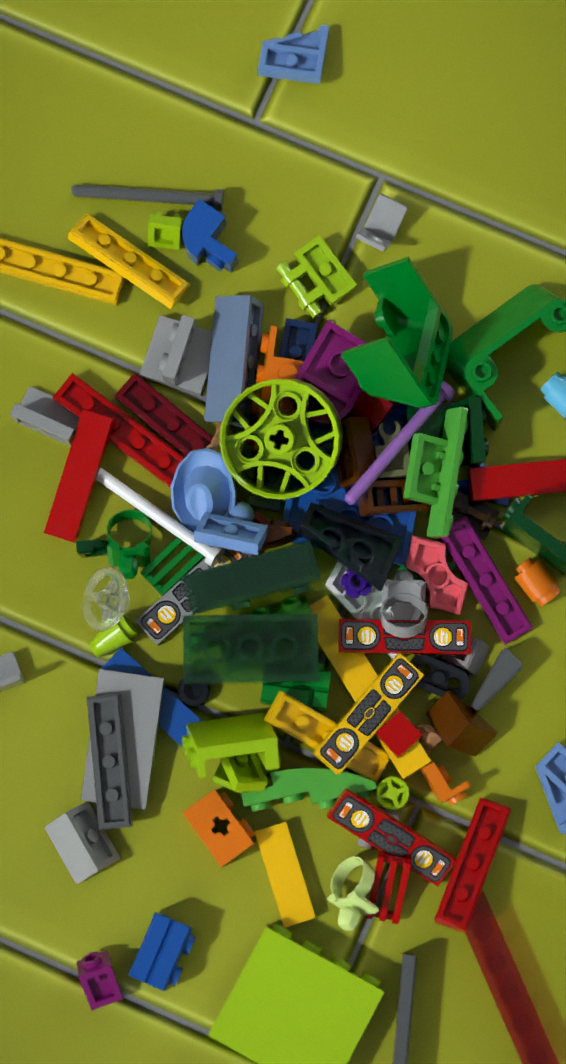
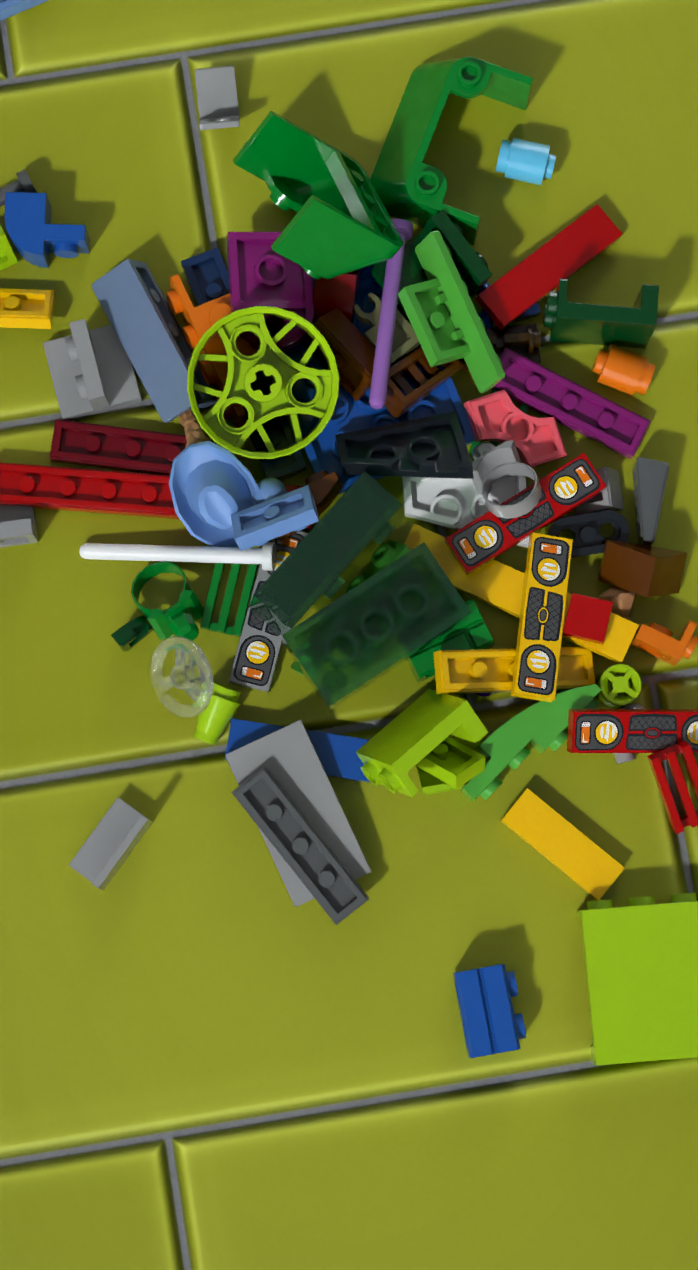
camera: 35 degrees left, 0 degrees up
(79, 476) = (68, 565): red tile -> none
(81, 843) = (326, 951): light grey panel -> none
(98, 979) = (440, 1084): magenta bracket -> none
(193, 694) = (341, 718): black tile -> none
(202, 817) = (477, 858): orange brick -> none
(324, 270) = (187, 188): lime plate -> none
(353, 590) = (435, 498): dark purple plate -> none
(355, 903) = (659, 823): yellowish green piece -> none

